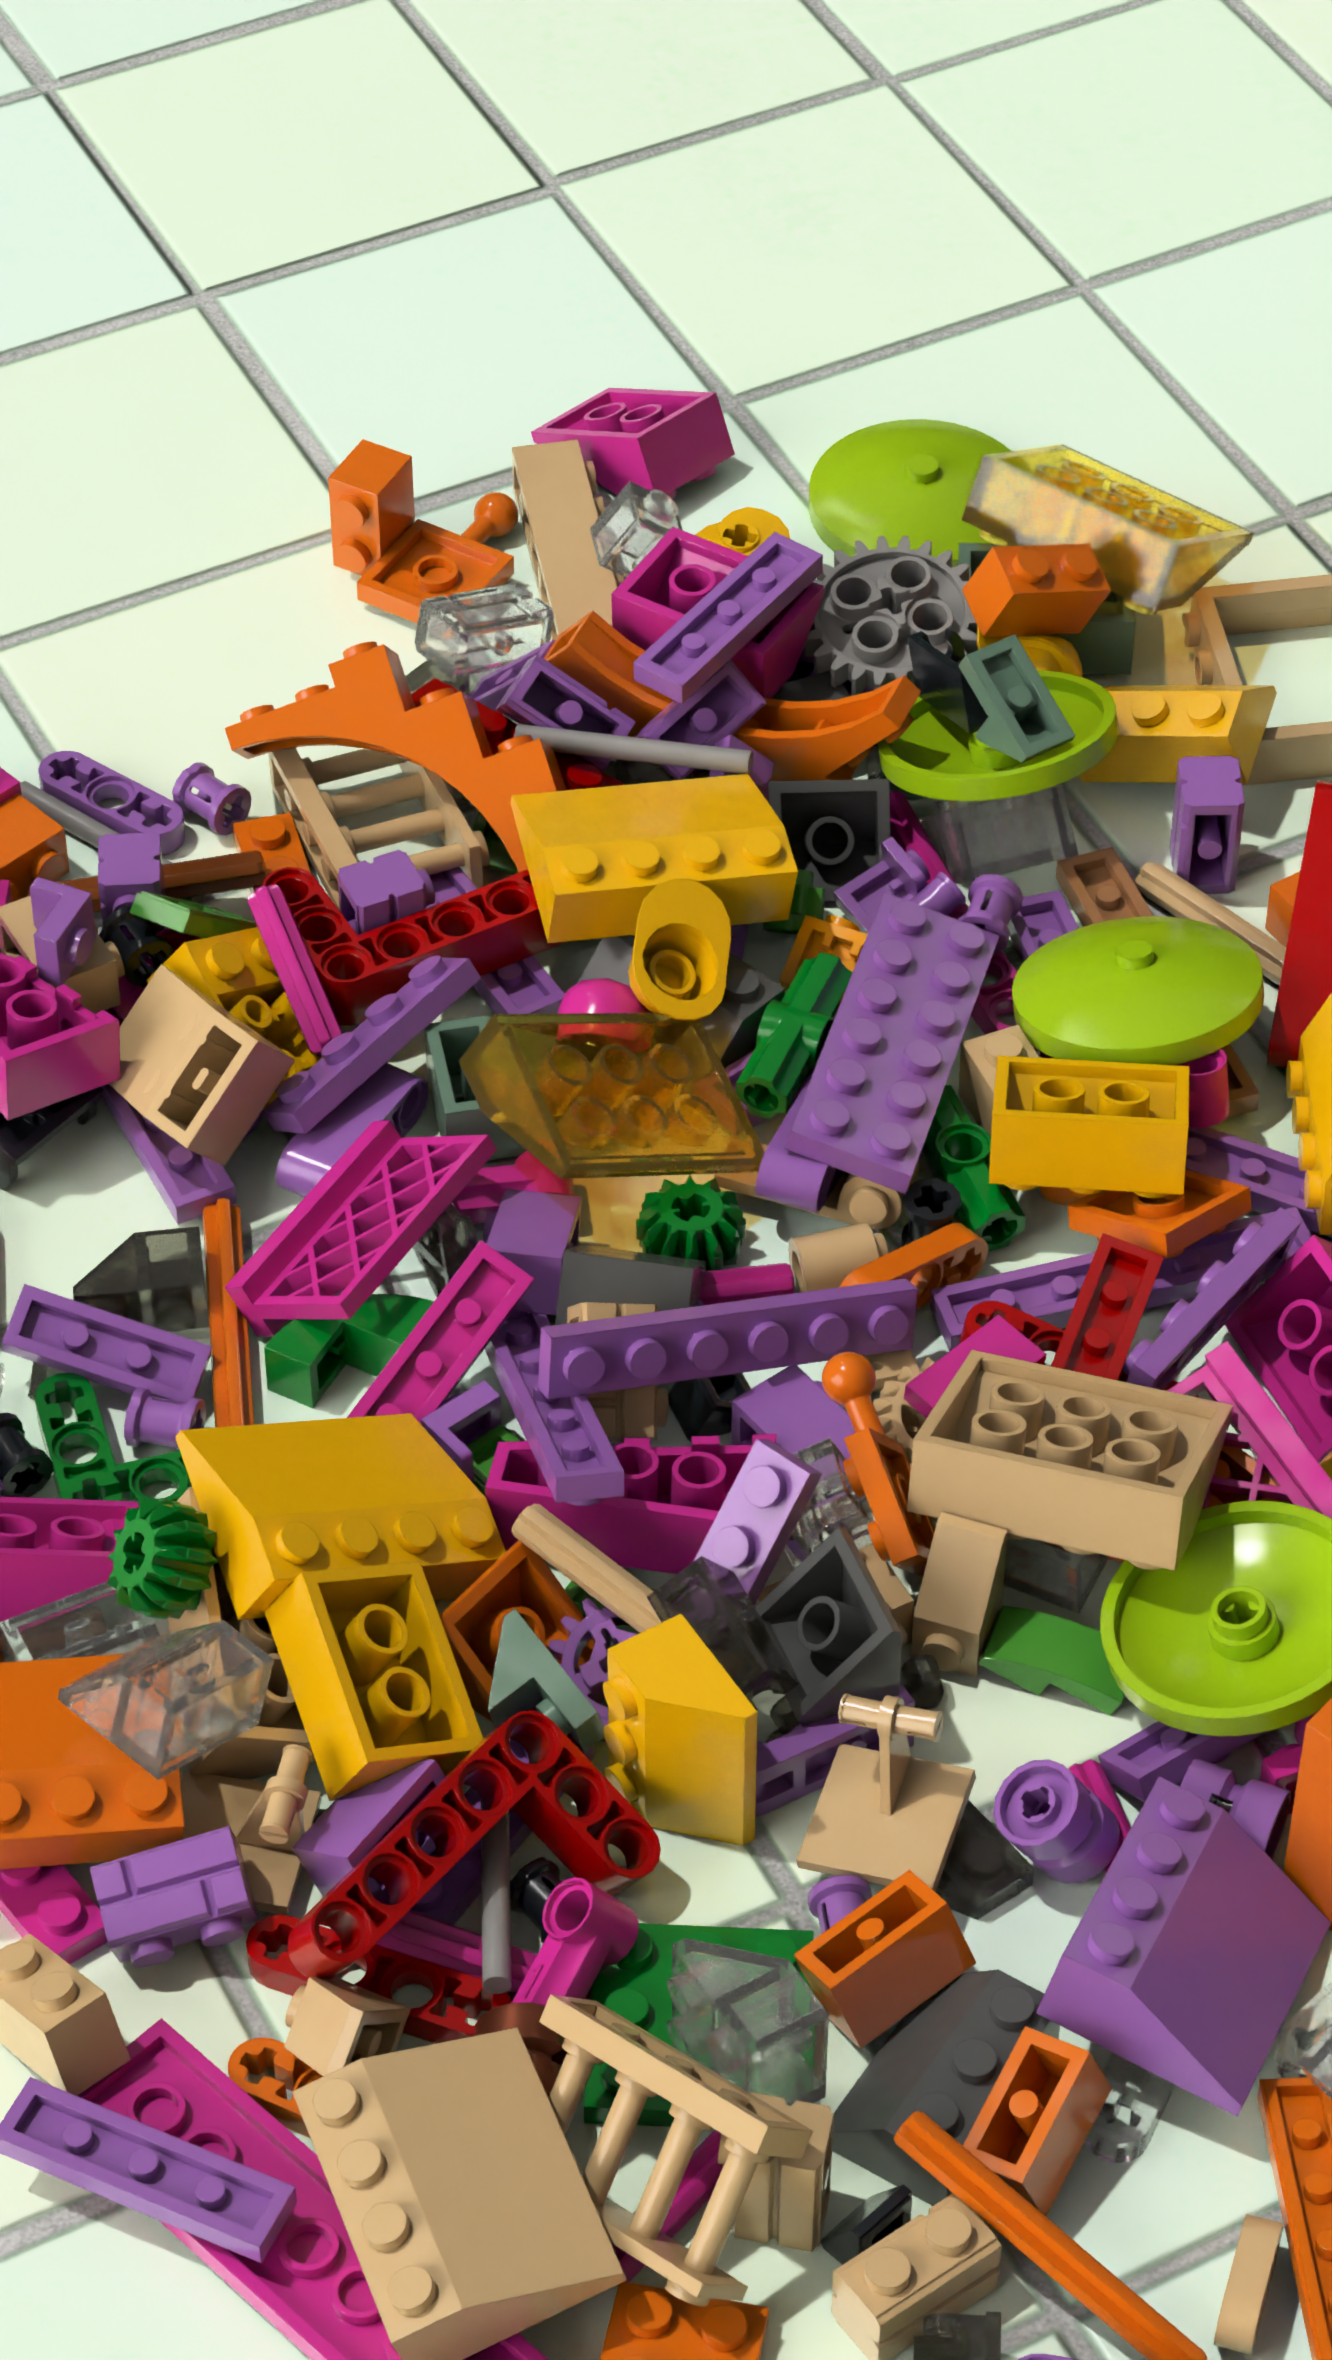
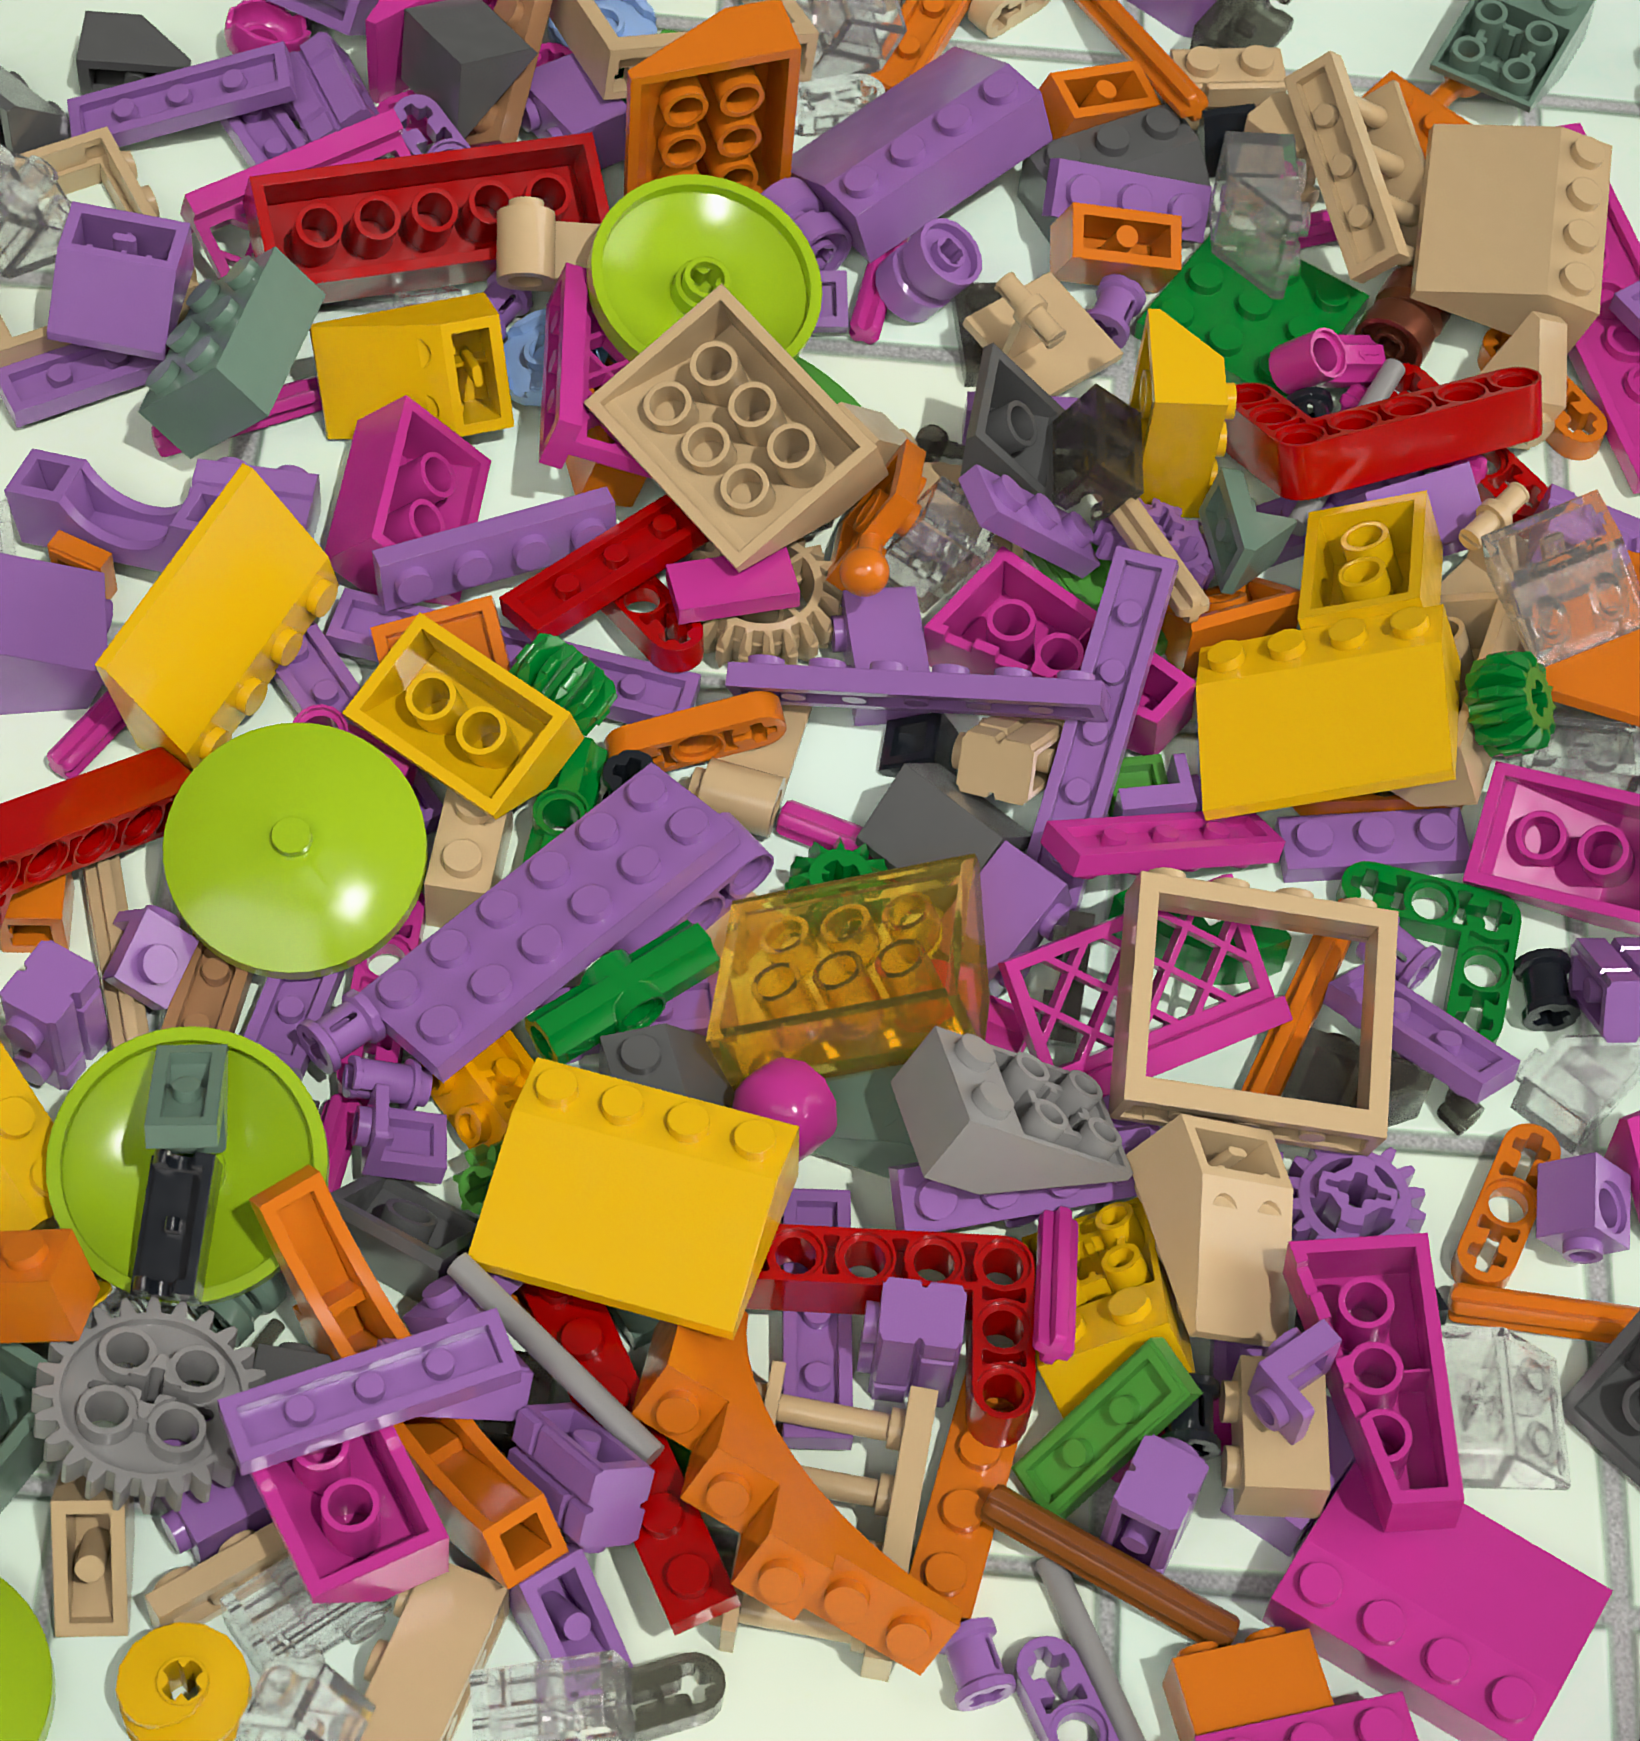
camera: 155 degrees left, 10 degrees up
(93, 1201) = (1332, 1180): none -> medium lavender gear
(224, 1147) = (1291, 1120): none -> tan window
(395, 1021) = (1004, 1119): none -> light grey slope
(681, 950) = (705, 1057): yellow piece -> none
(914, 2025) = (1106, 186): none -> medium lavender plate
(1044, 1212) = (566, 679): none -> green gear
(1186, 894) = (150, 955): none -> medium lavender bracket

